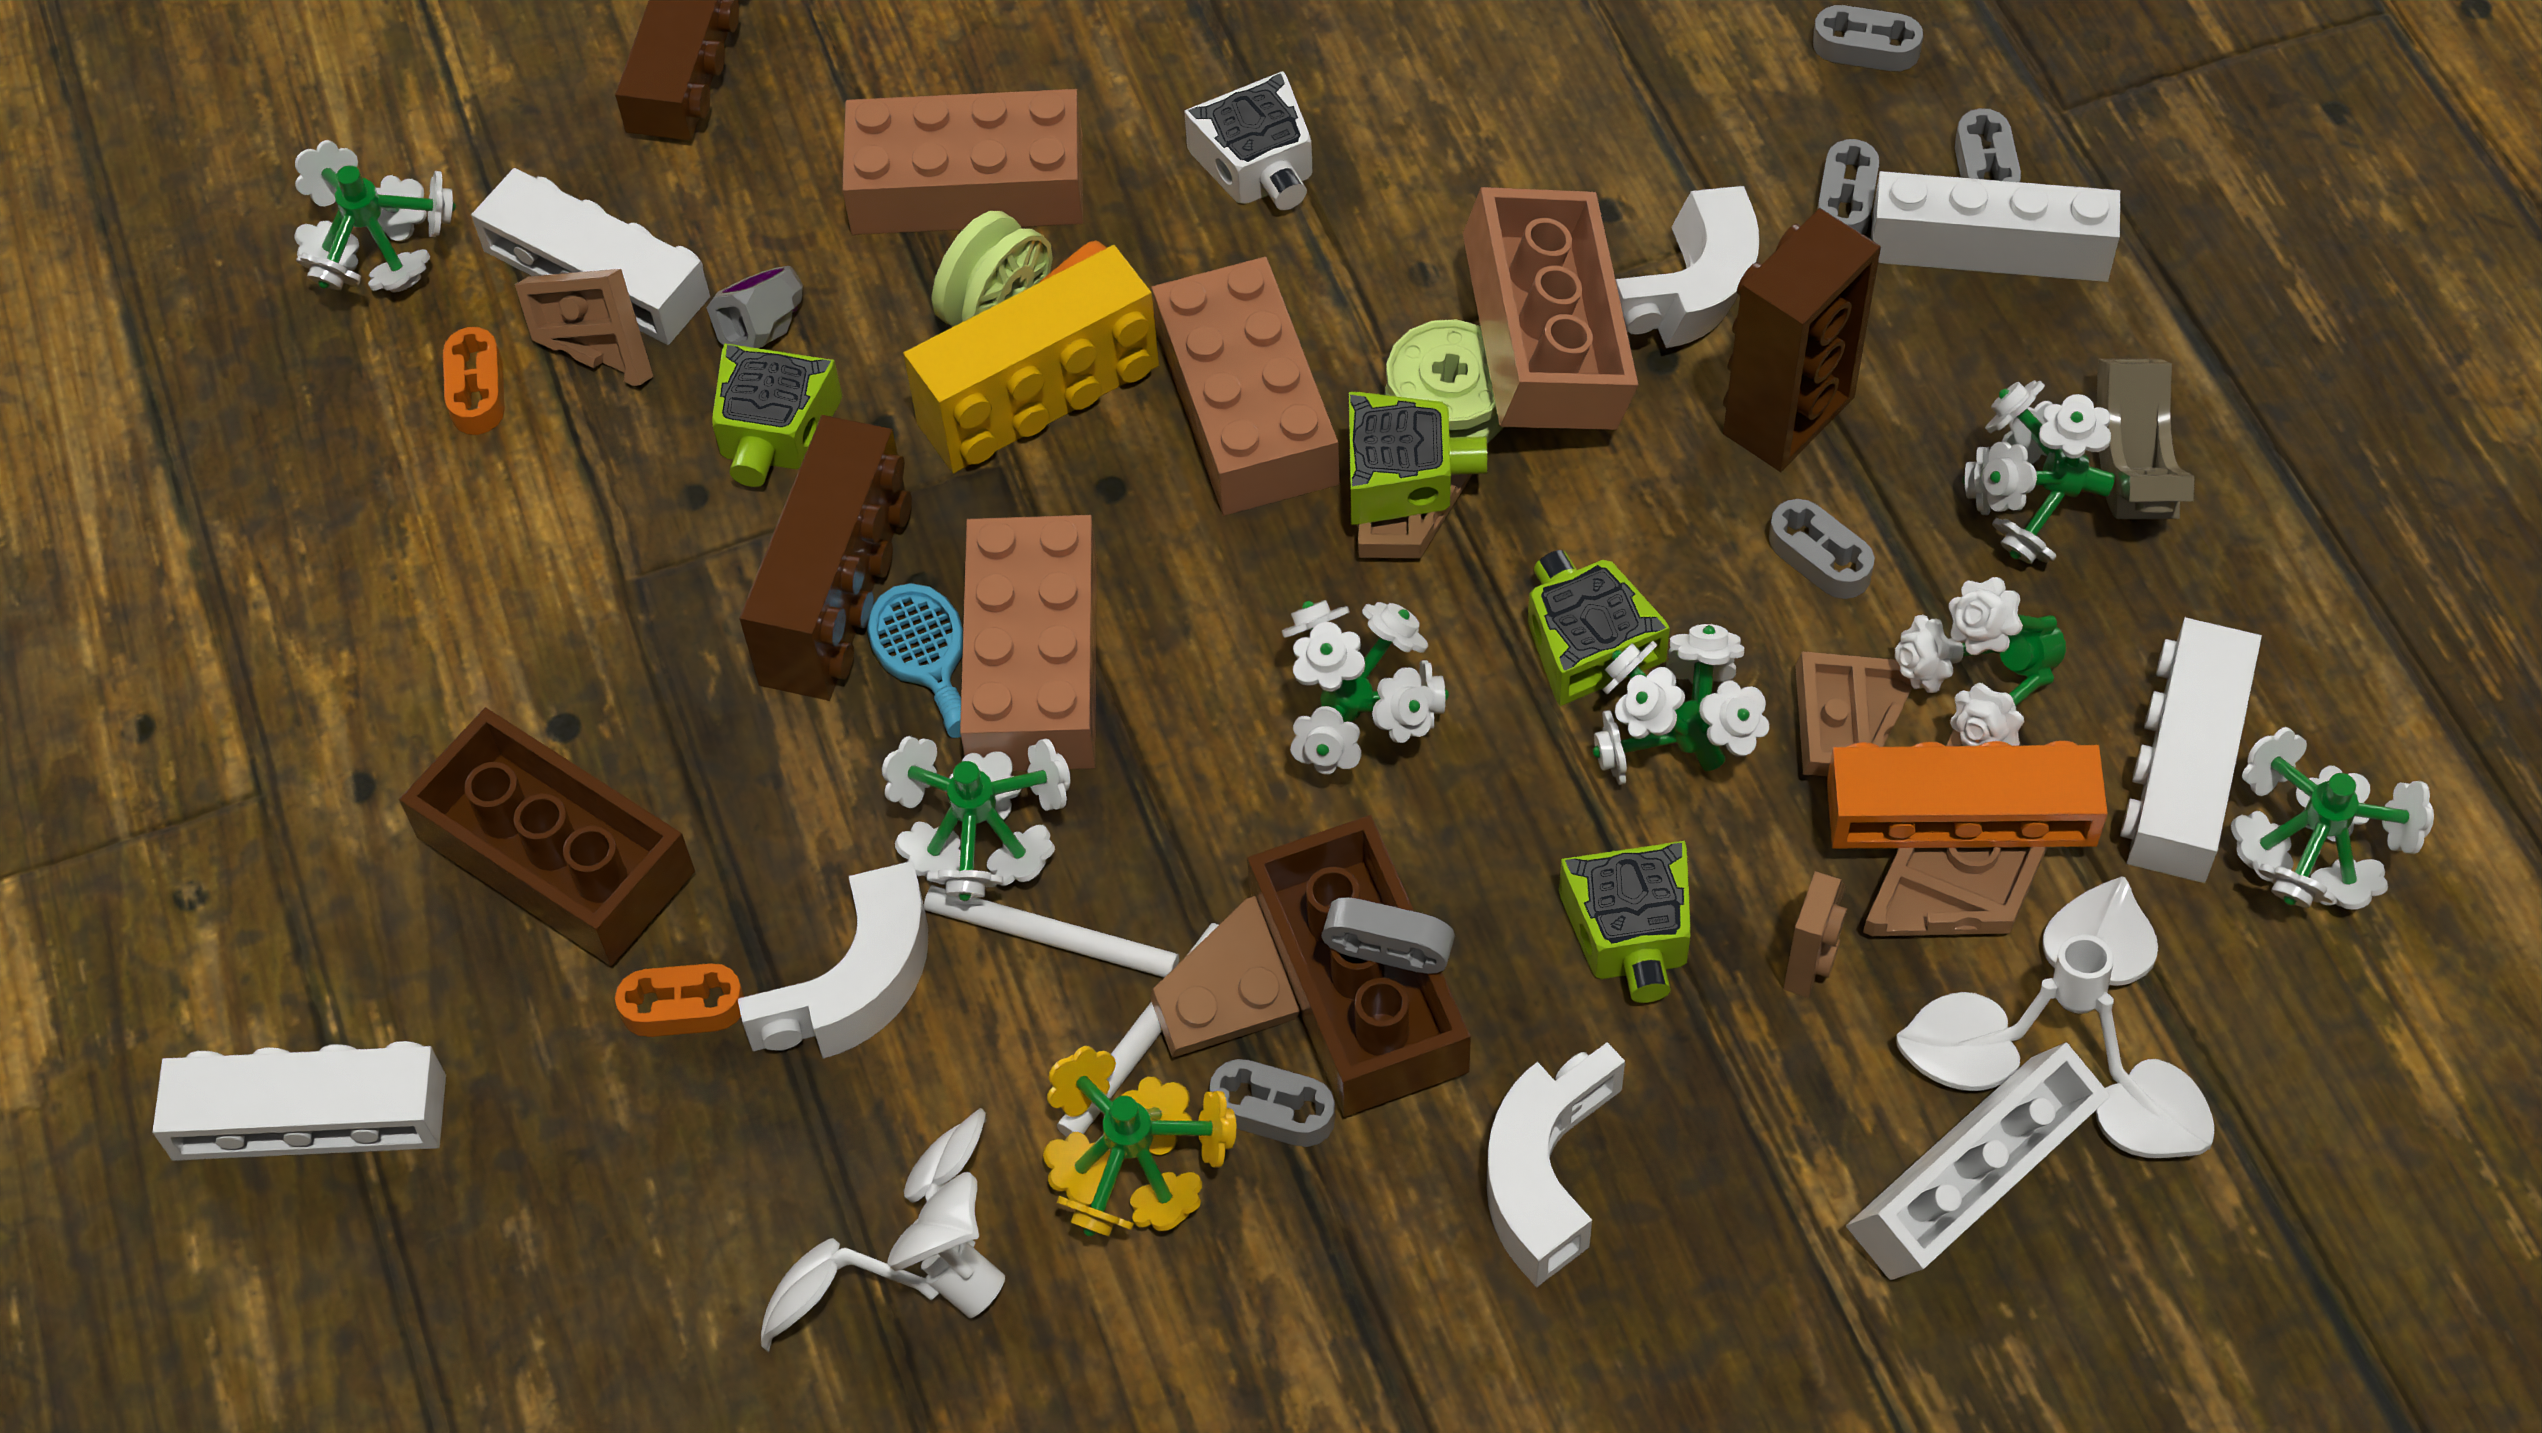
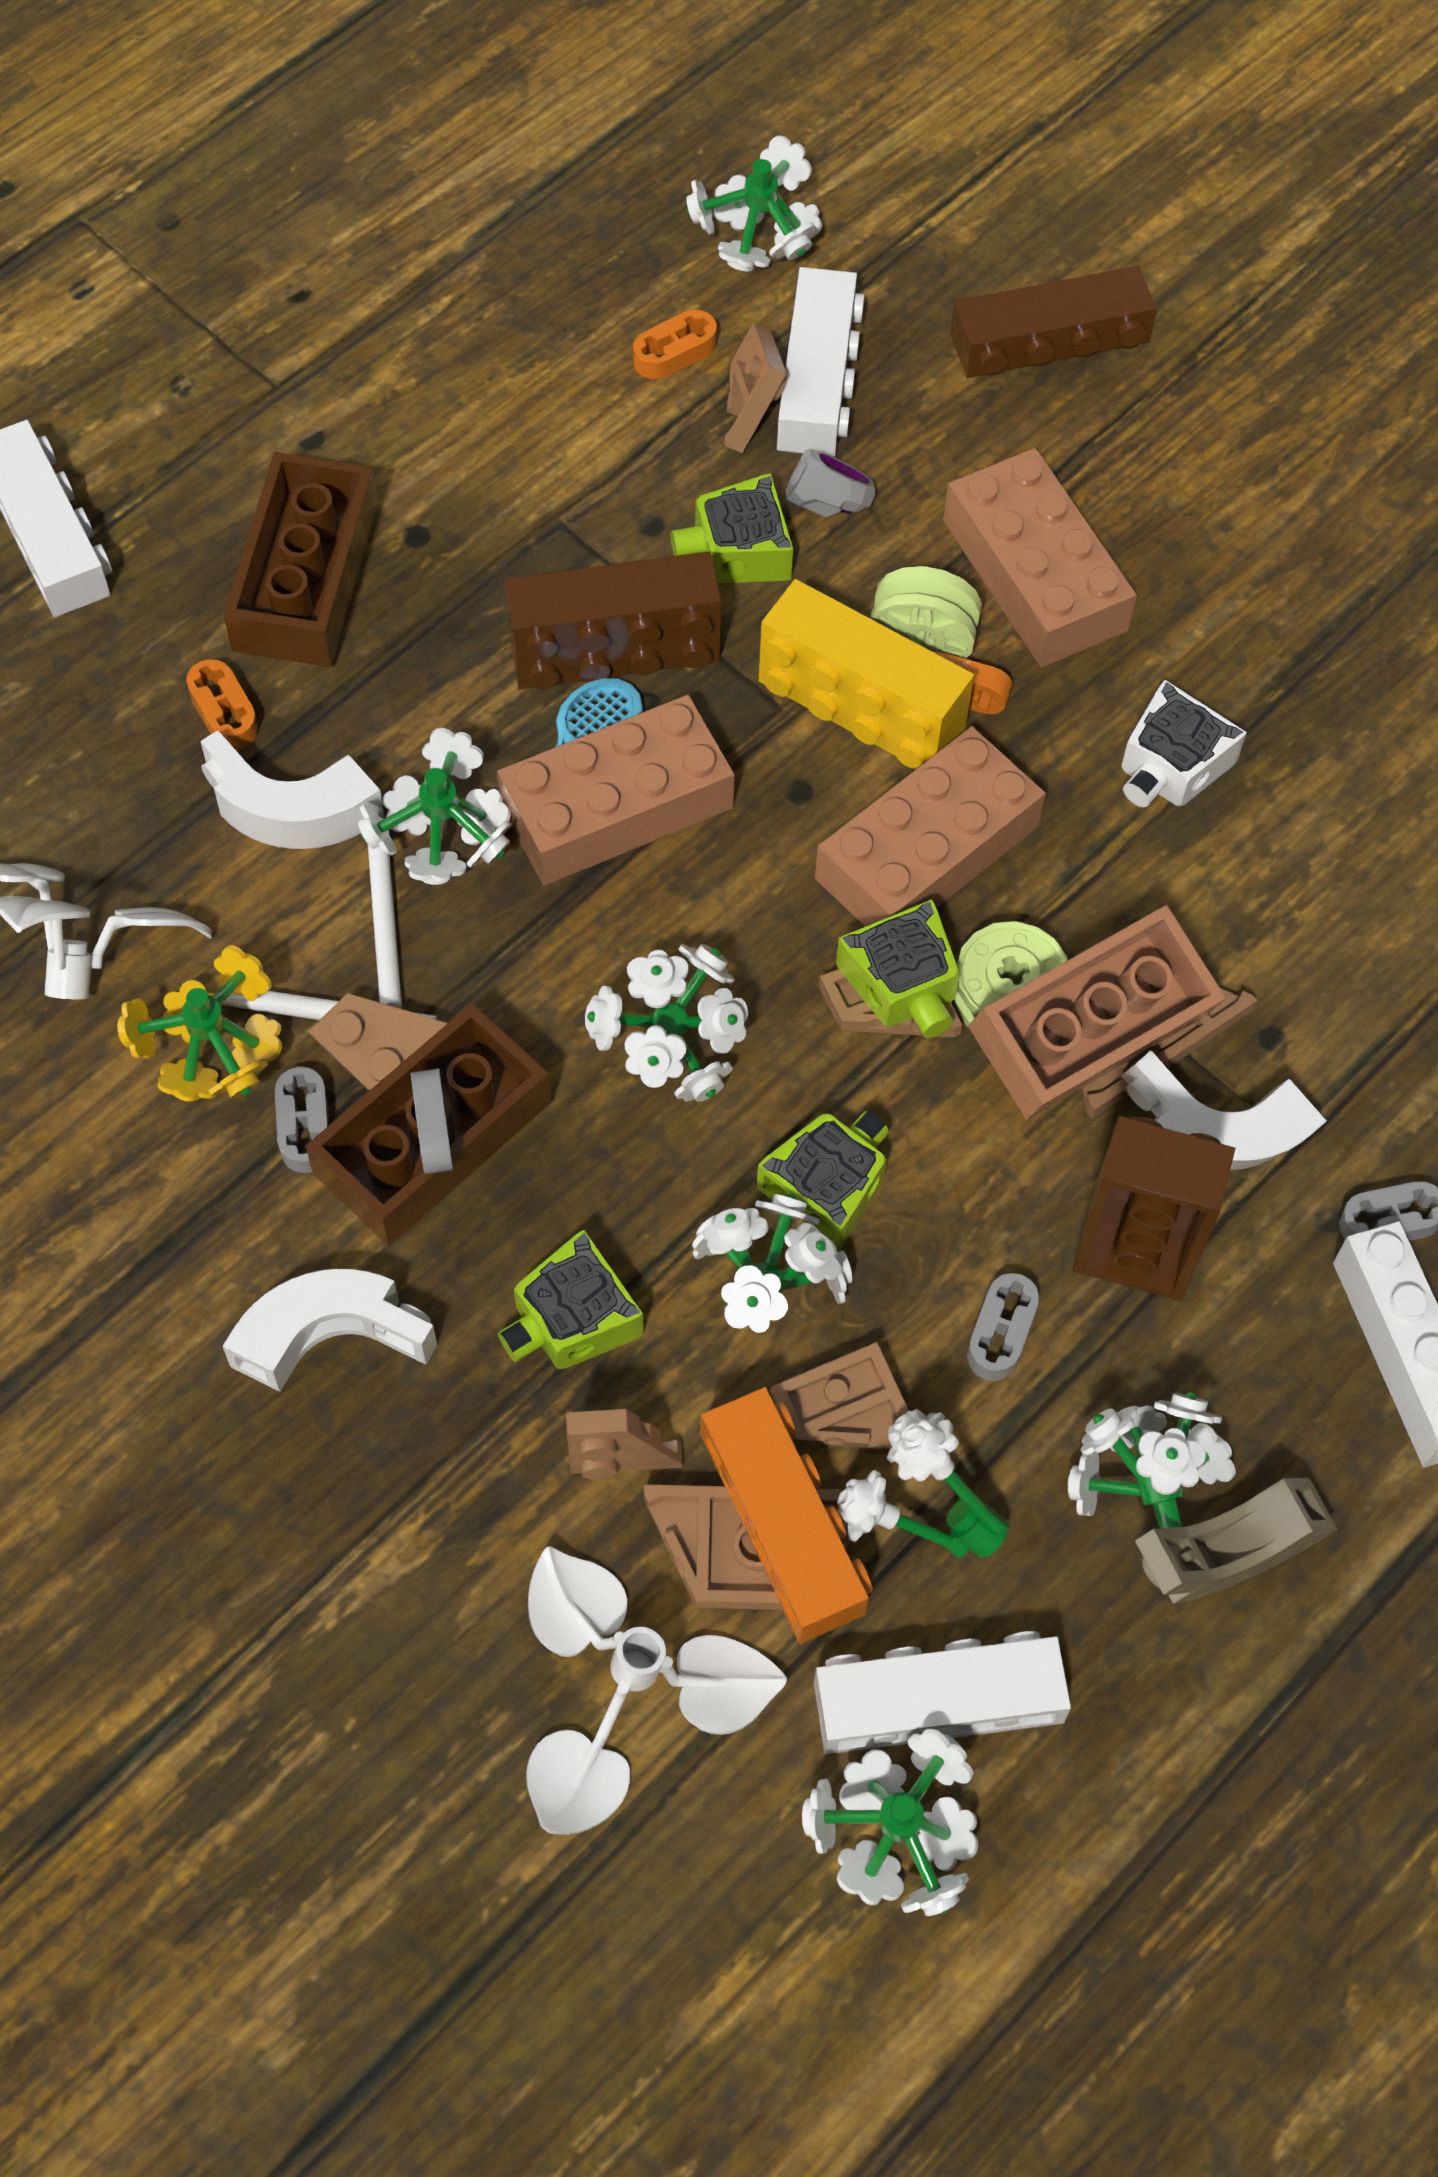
camera: 60 degrees right, 5 degrees up
(1978, 1161) = (449, 1646): white brick -> none

